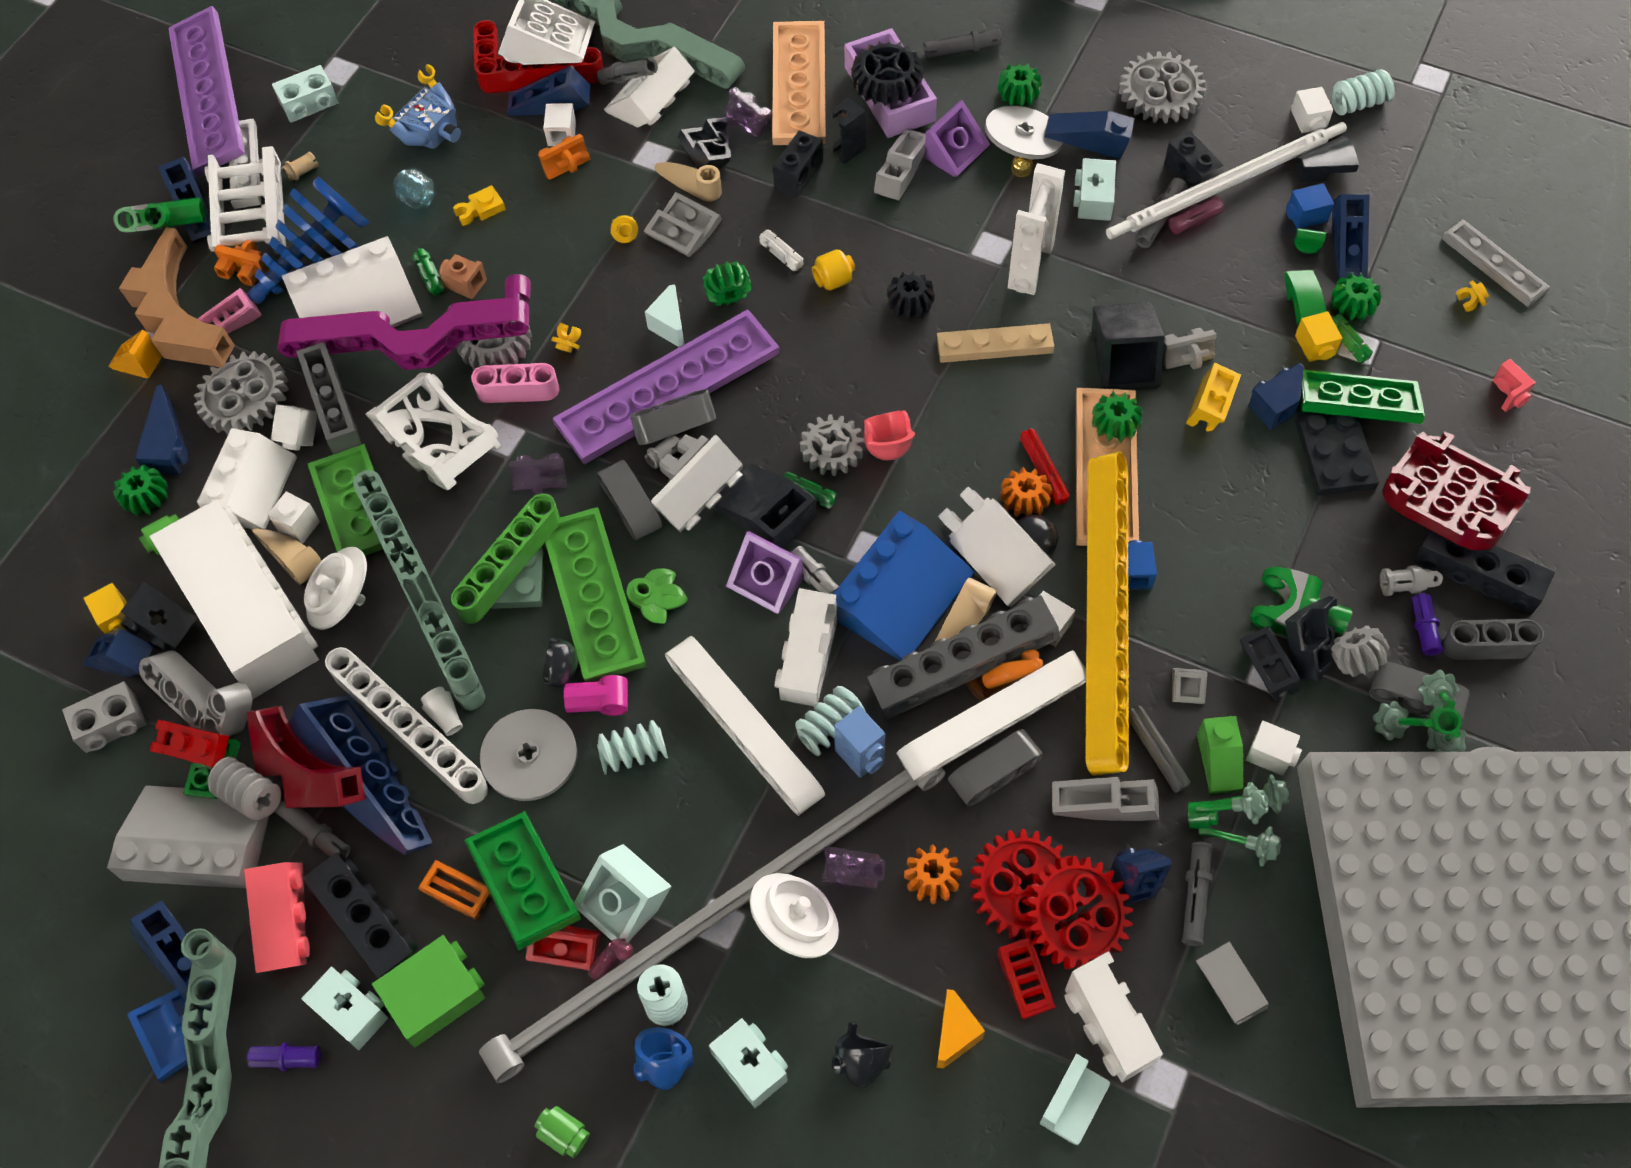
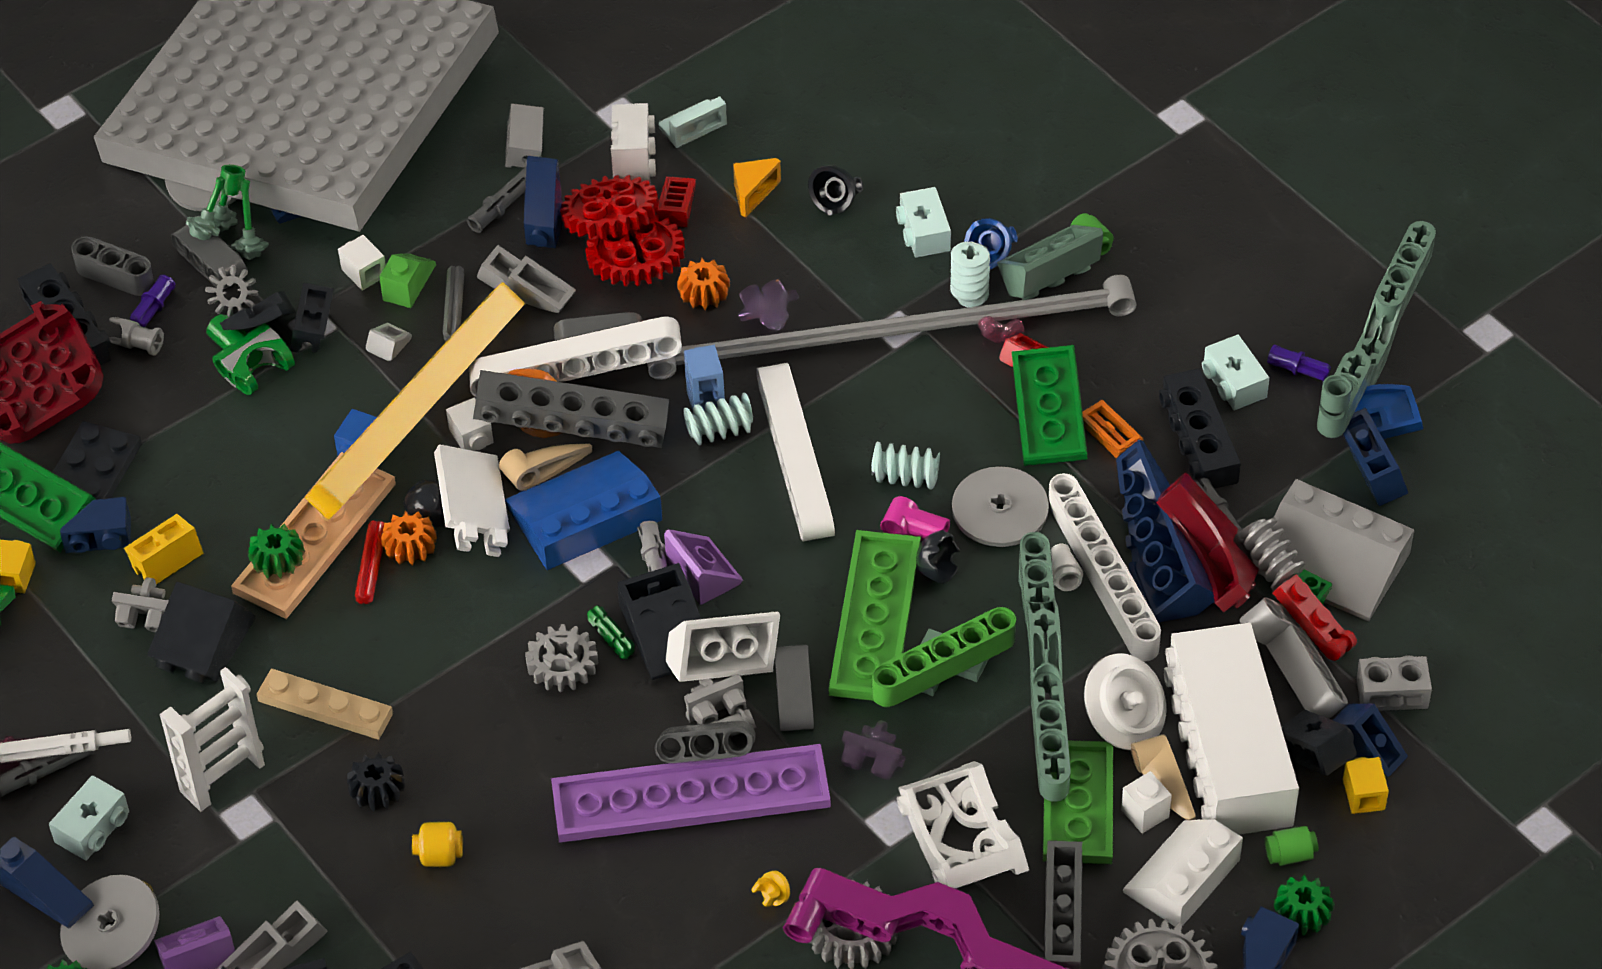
camera: 155 degrees left, 10 degrees down
(277, 915) = (1268, 456): coral wedge -> none
(294, 426) = (1112, 898): white brick -> none
(430, 990) = (1154, 352): bright green brick -> none
(515, 383) = (840, 847): bright pink beam -> none
(583, 1053) = (1051, 260): none -> sand green slope
(621, 893) = (967, 364): light aqua slope -> none
(660, 594) = (814, 594): bright green plate -> none
(664, 317) = (648, 869): light aqua slope -> none
(727, 283) = (564, 866): green gear -> none
(781, 250) = (476, 903): white axle -> none
(794, 915) = (834, 287): white piece -> none
(808, 647) = (701, 479): white wedge -> none
(888, 435) = (503, 630): coral helmet -> none
(1254, 804) = (425, 201): sand green plant -> none

